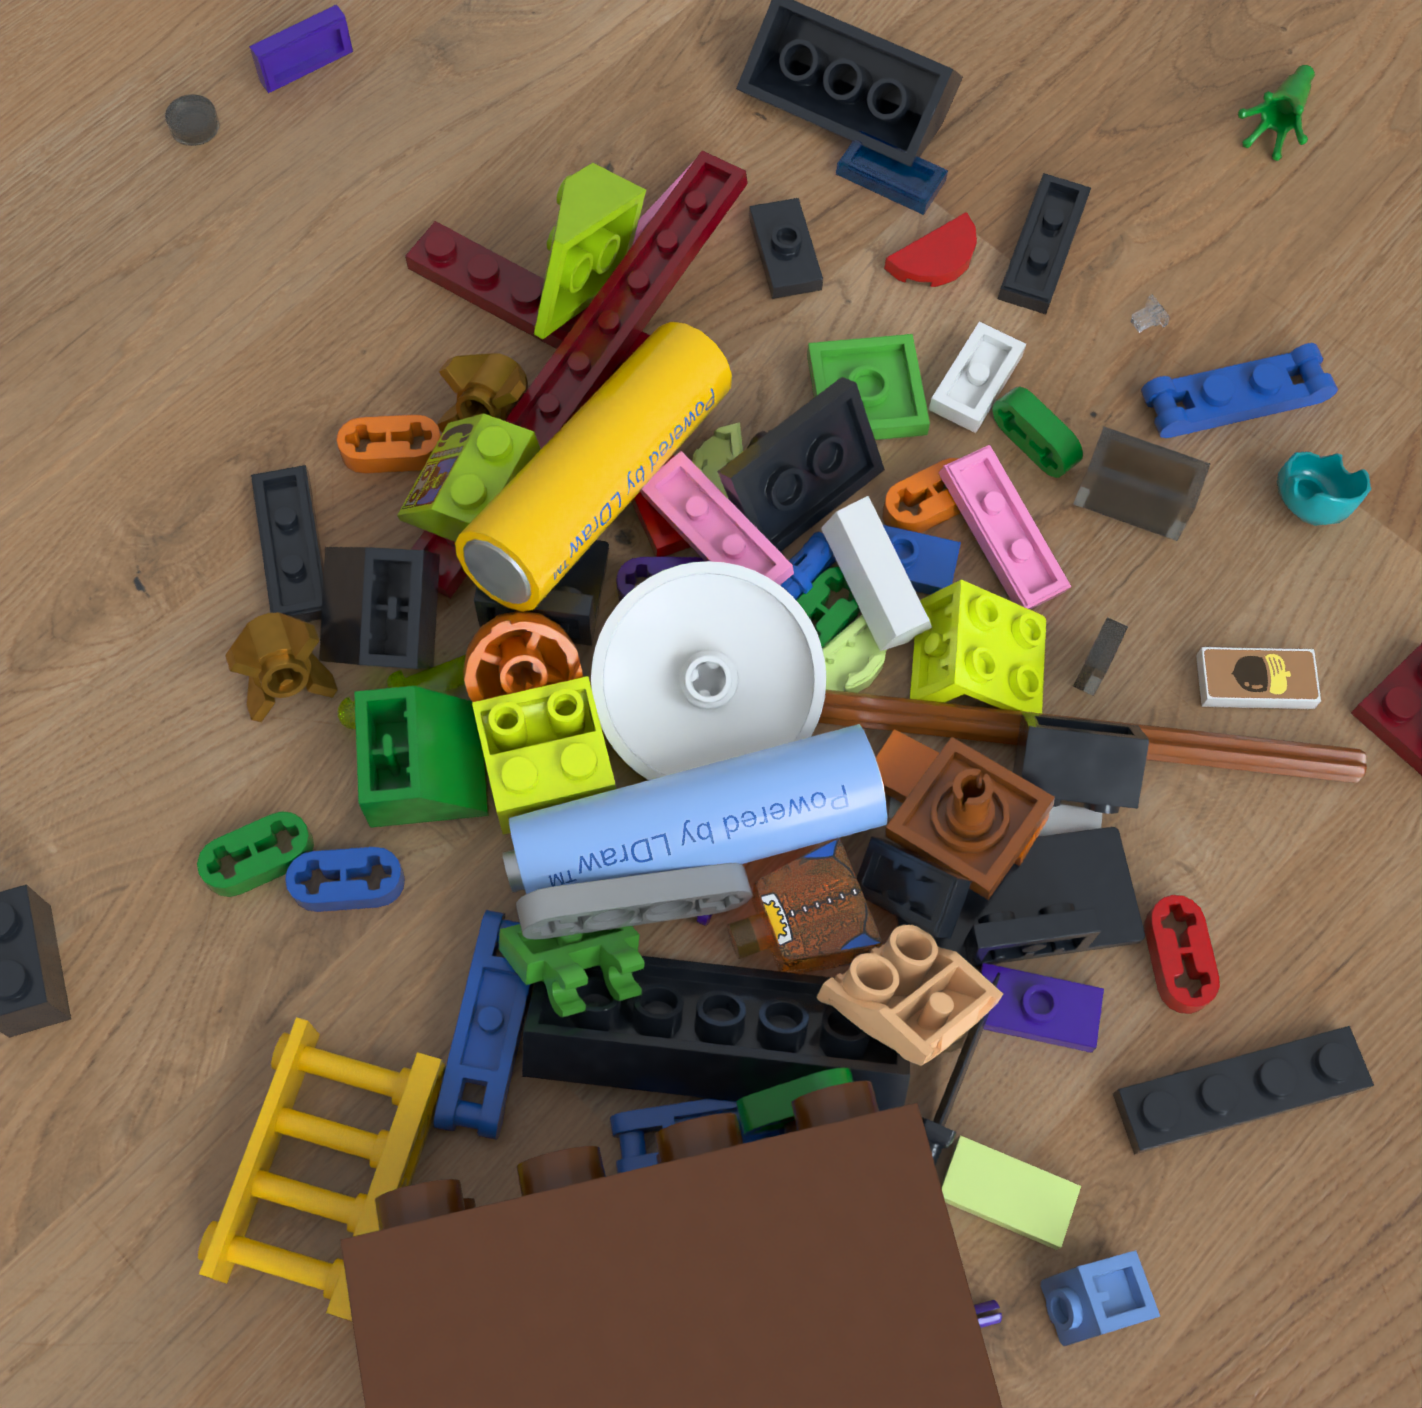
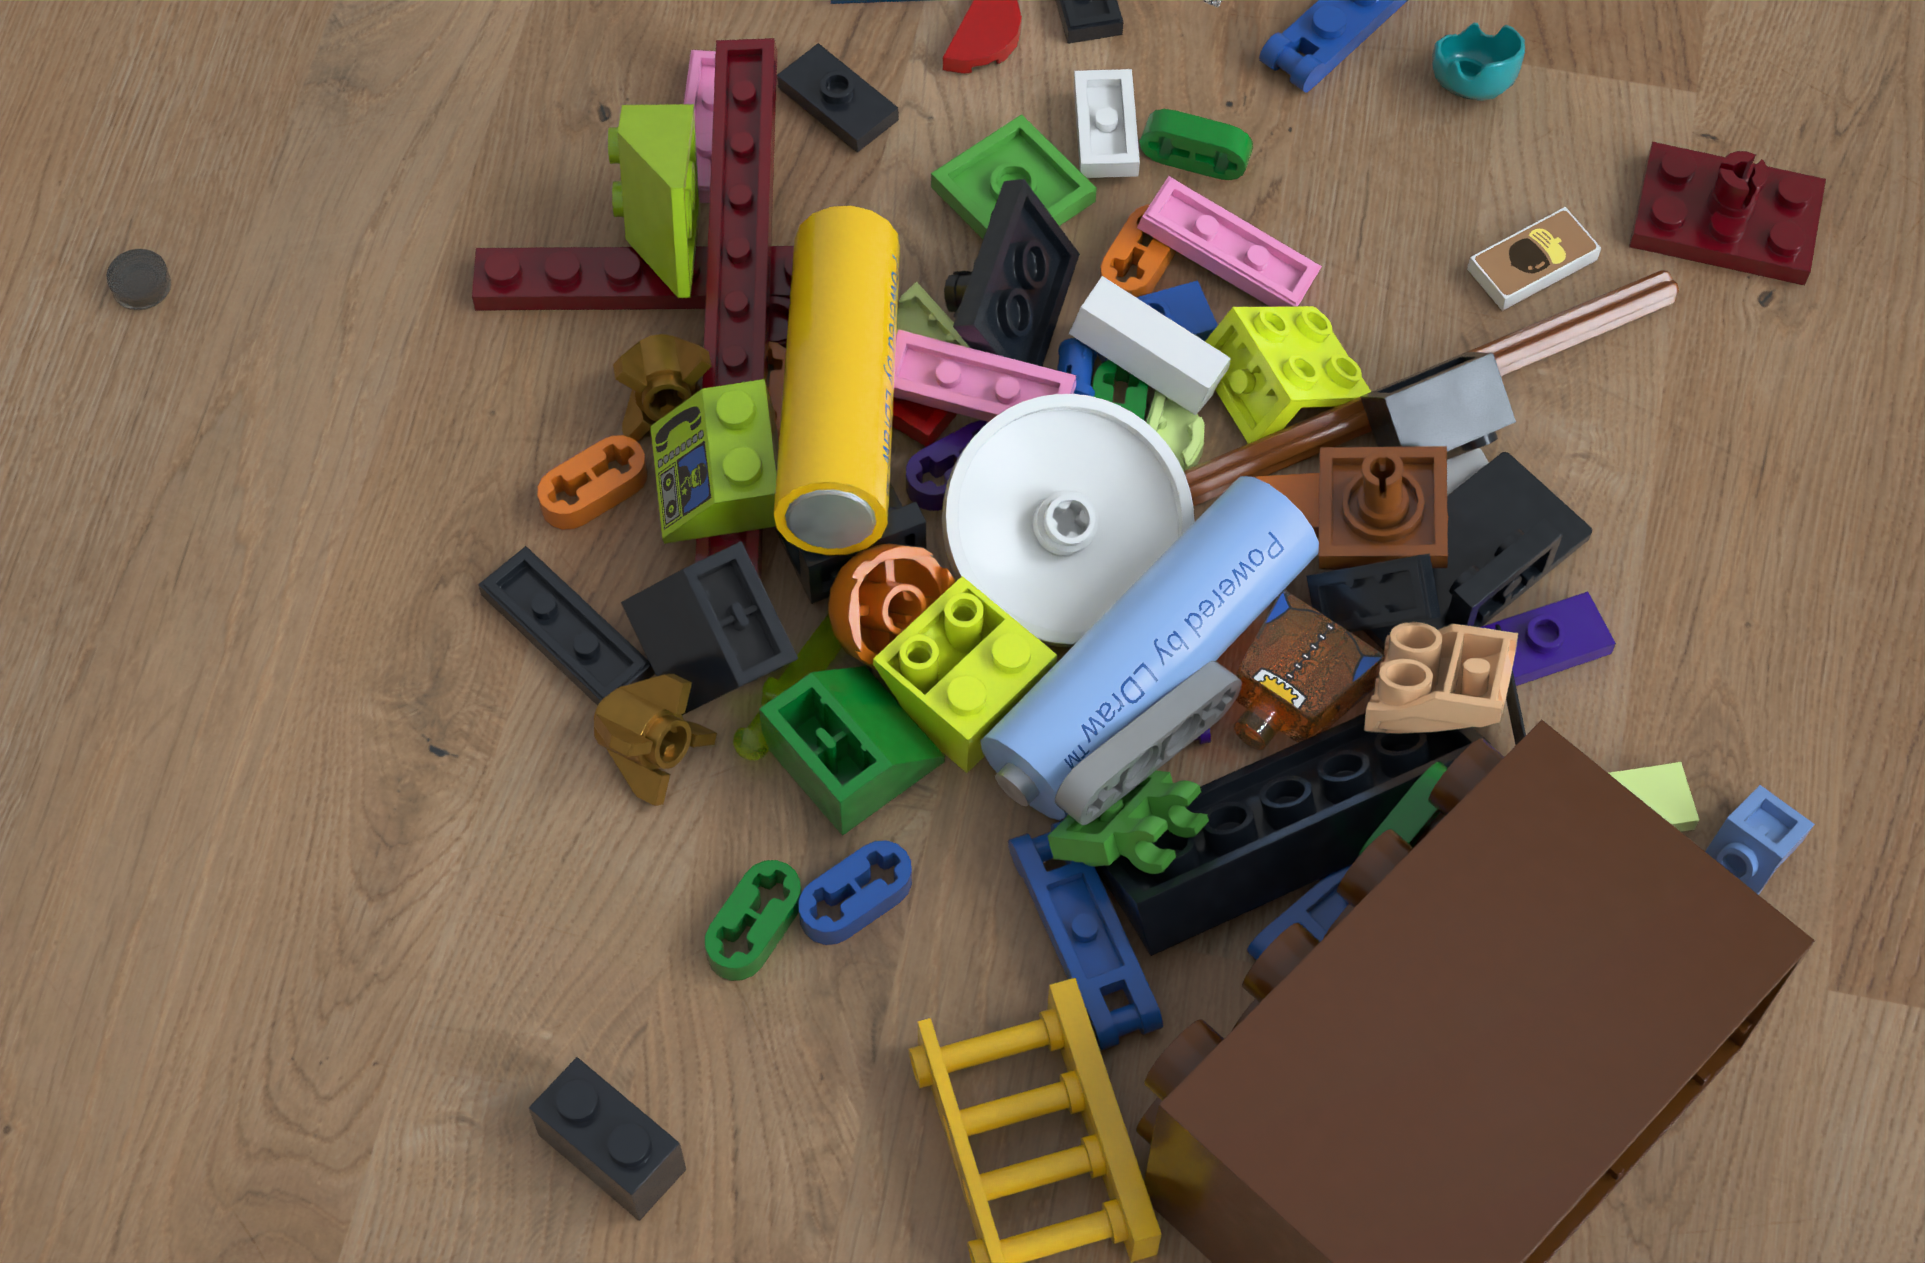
camera: 30 degrees left, 5 degrees down
(301, 48) = (207, 149): dark purple tile -> none
(1100, 656) = (1391, 312): clear smoke tile -> none
(1141, 483) = (1324, 140): clear smoke brick -> none
(1195, 951) = (1634, 524): red beam -> none
(1242, 1089) = (1753, 610): black plate -> none

